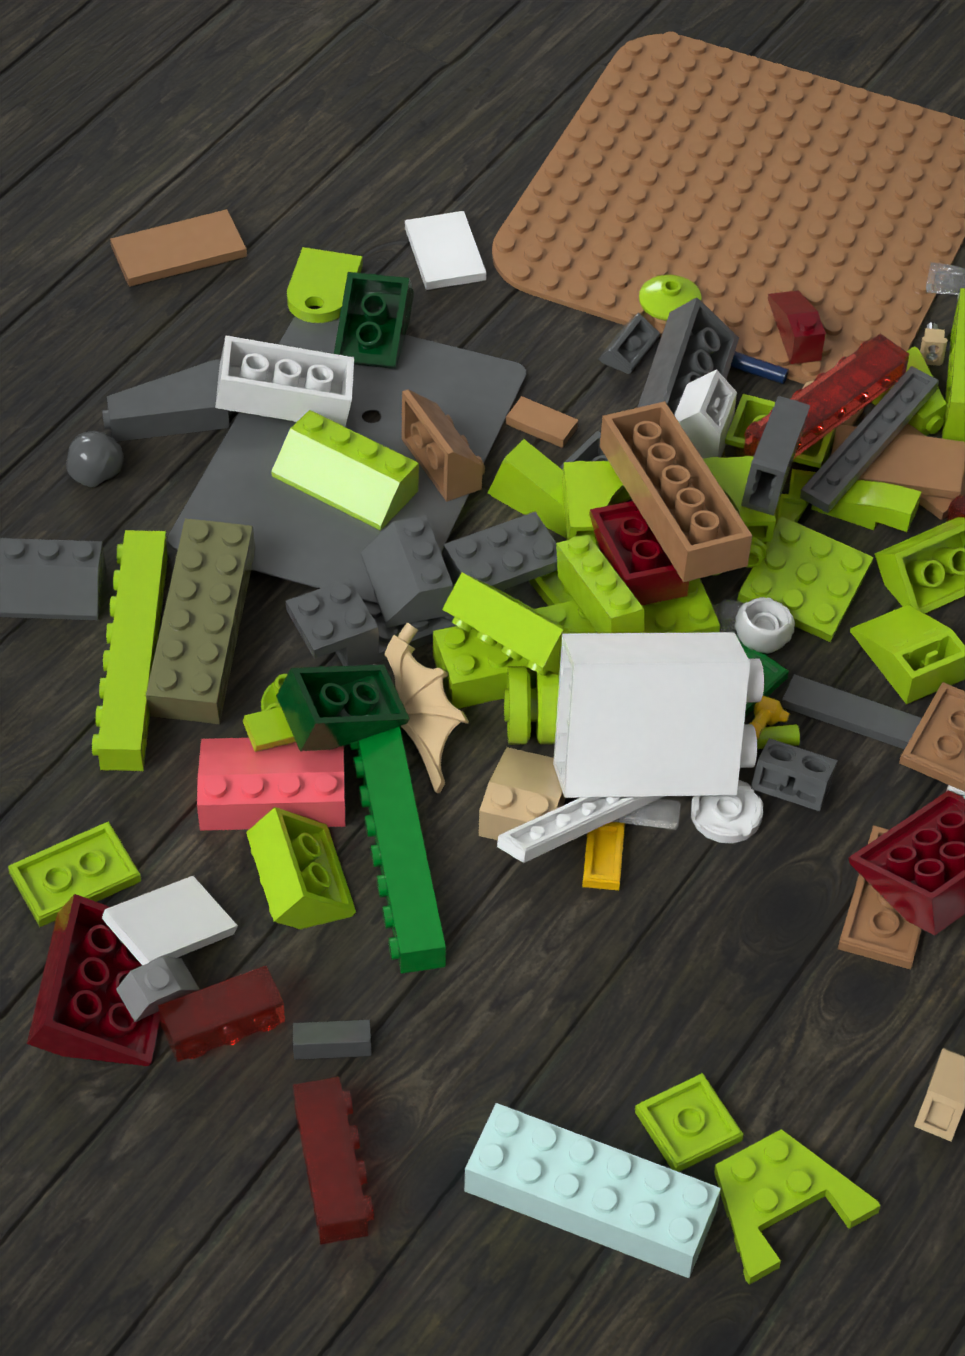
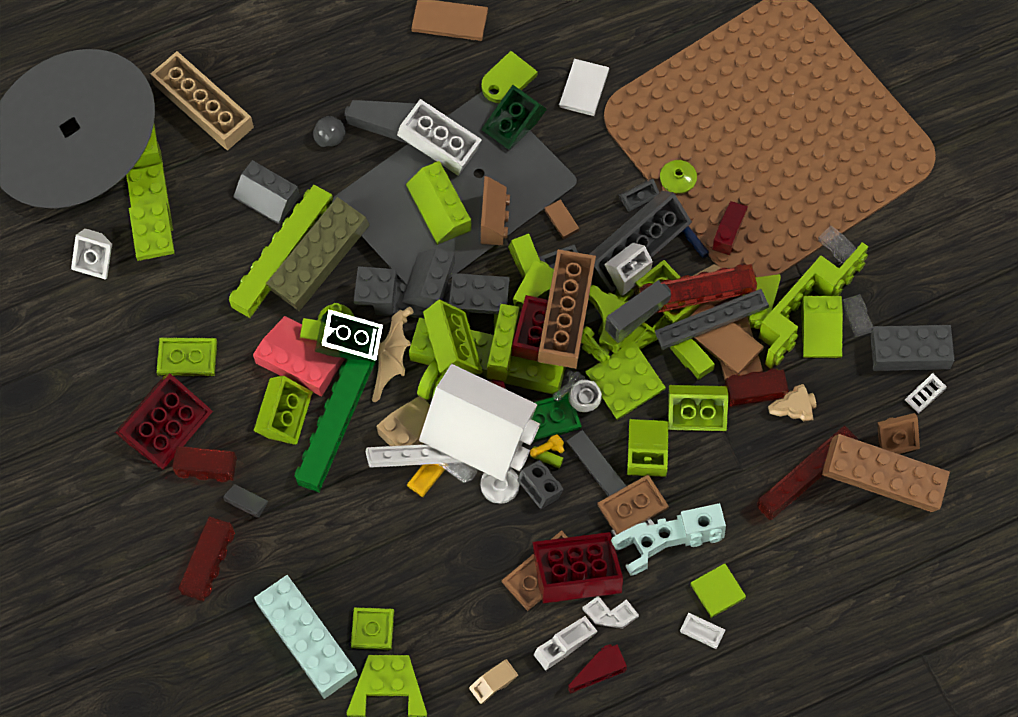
camera: 35 degrees right, 15 degrees up
(155, 985) = (185, 436): light grey slope -> none
(169, 921) = (208, 406): white tile -> none
(933, 345) = (796, 273): tan piece -> none

